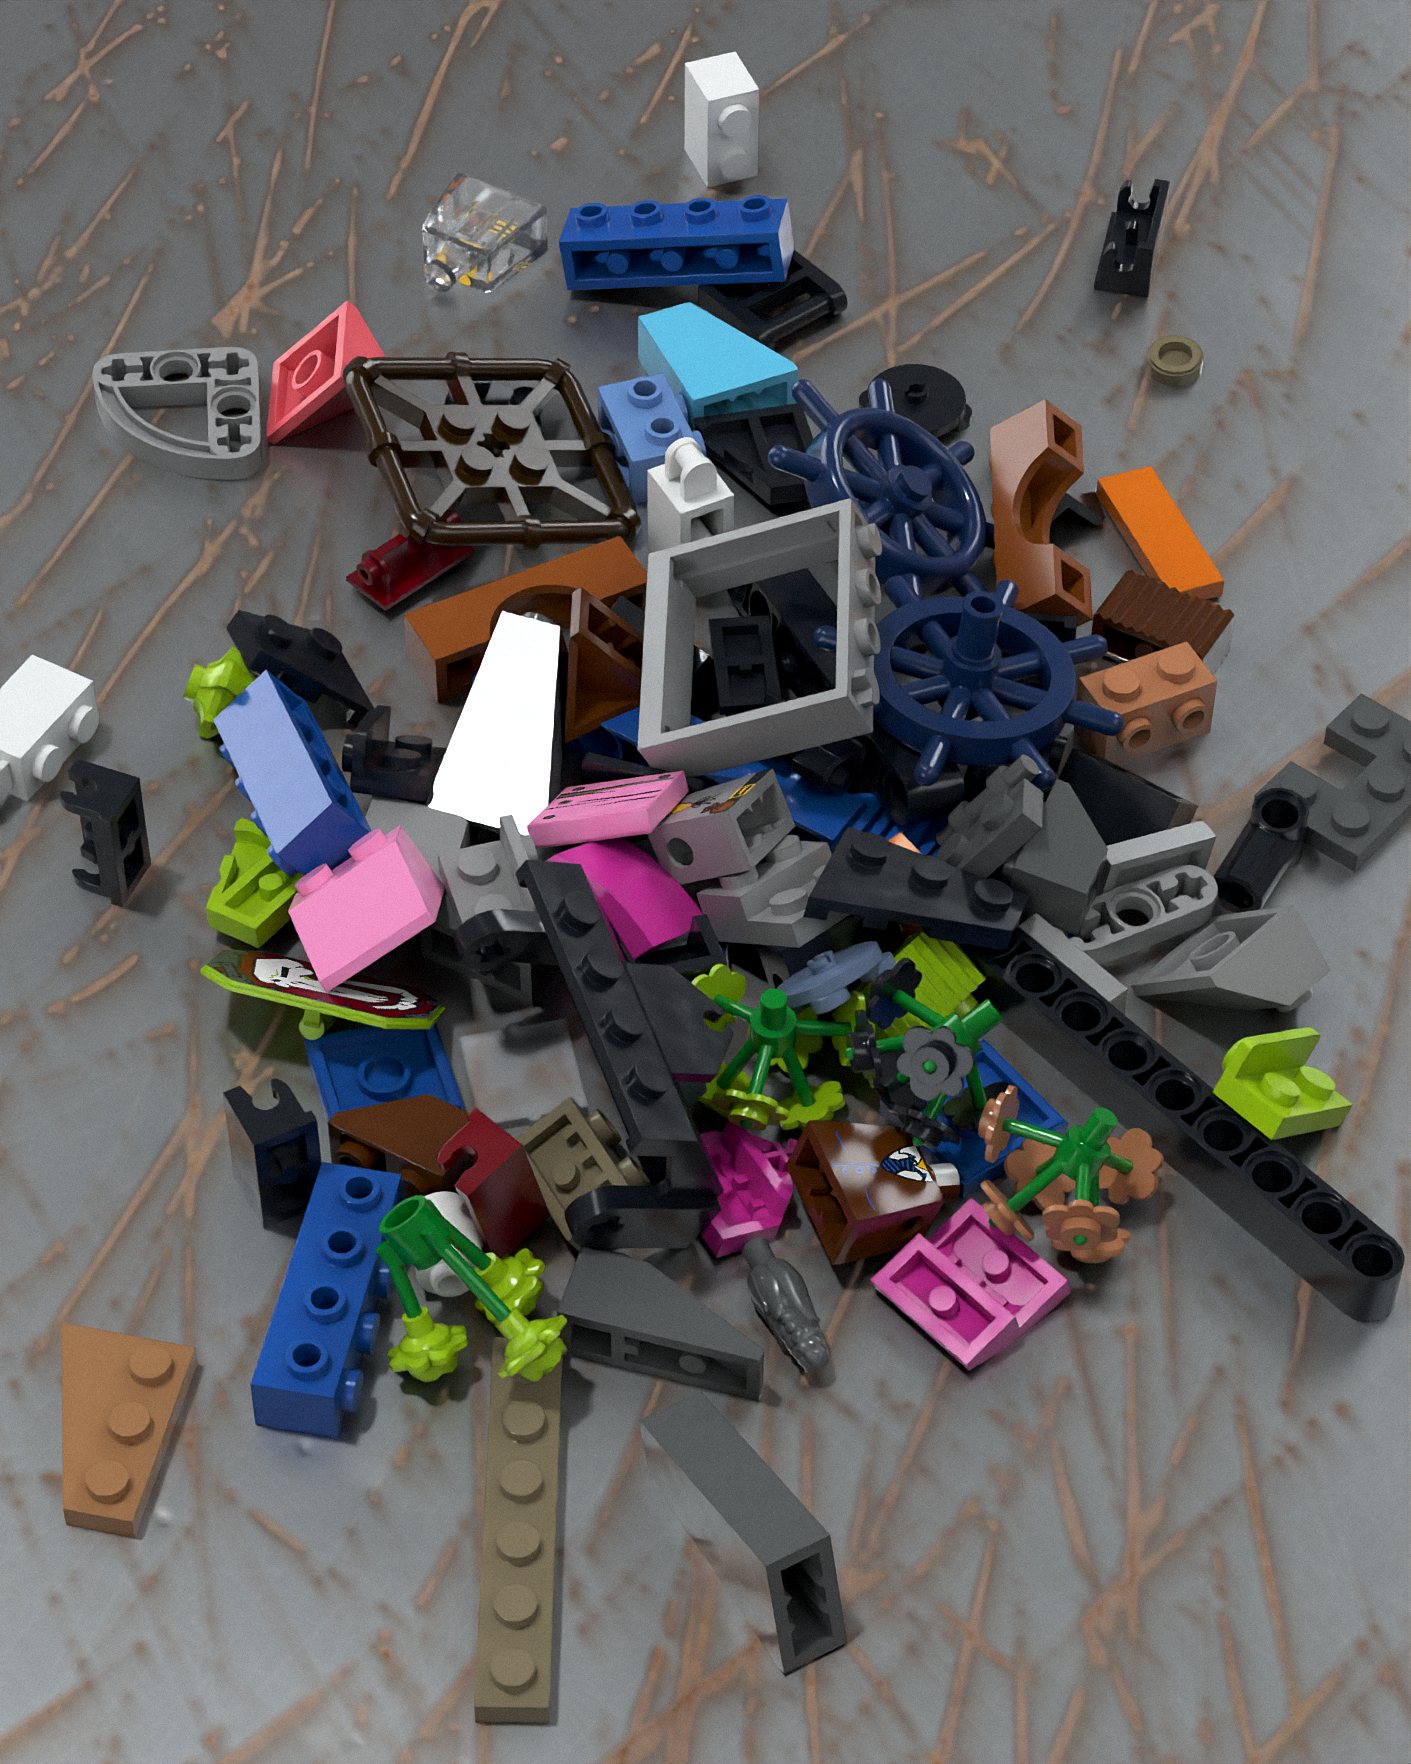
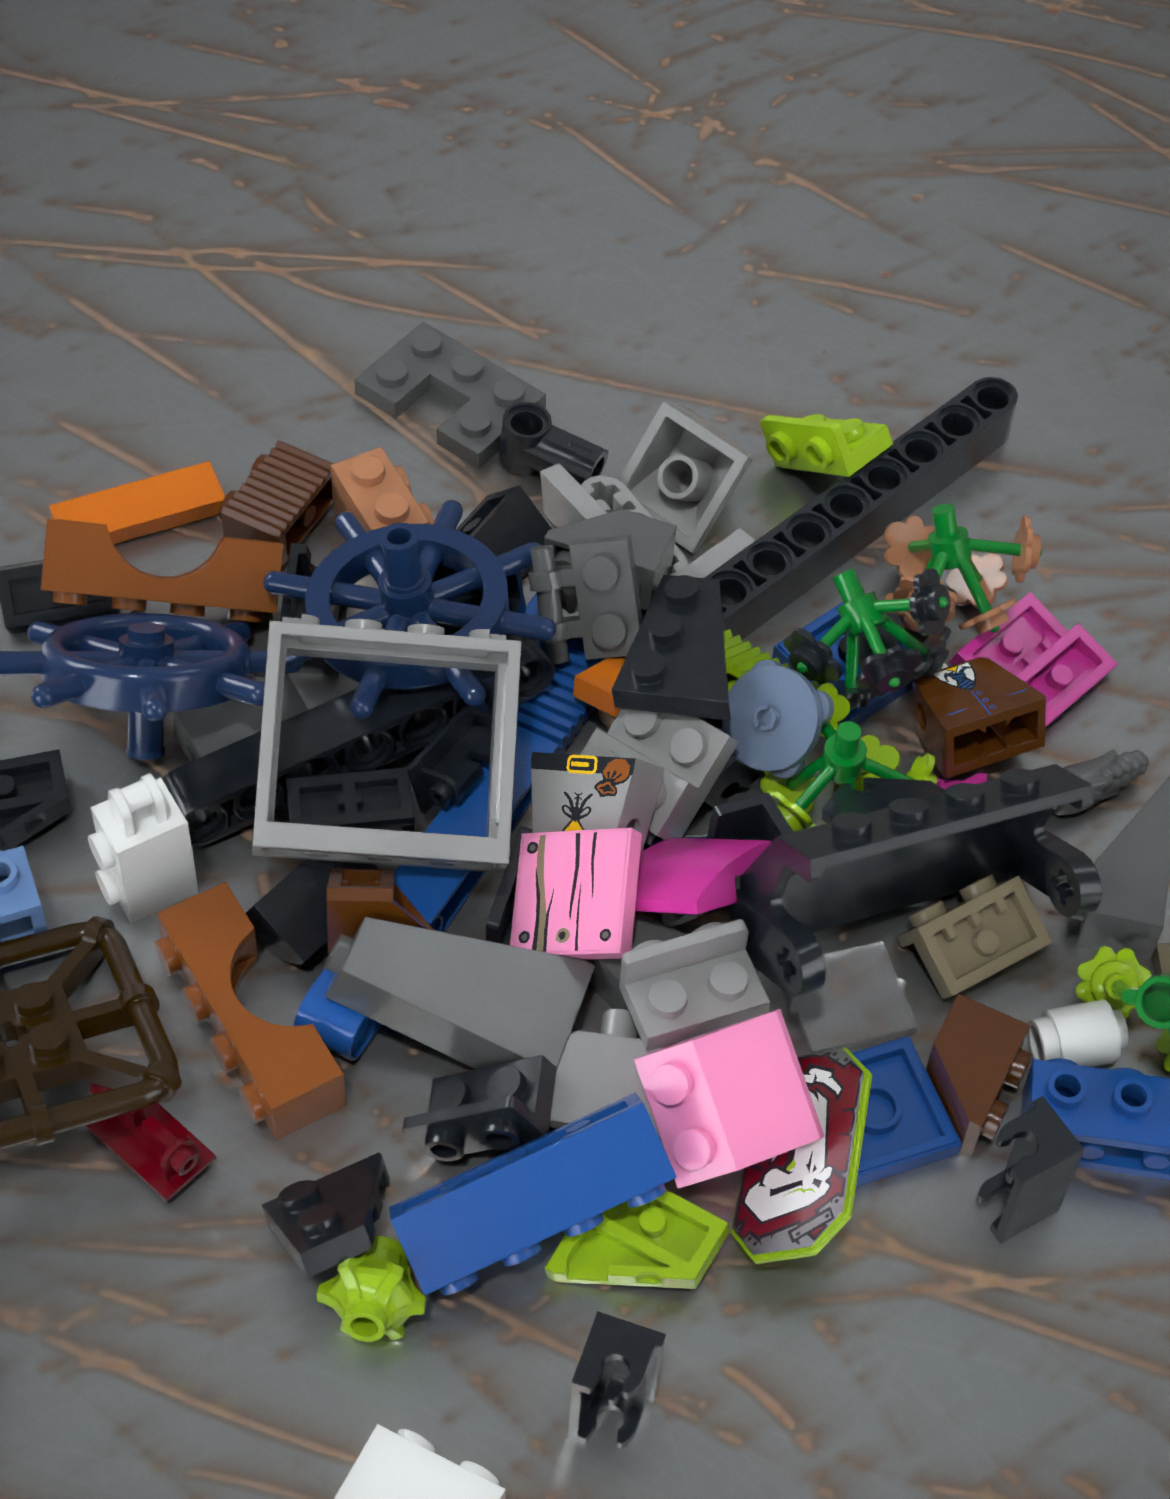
camera: 95 degrees left, 5 degrees up
(500, 1185) = (1045, 973): dark red hinge -> none

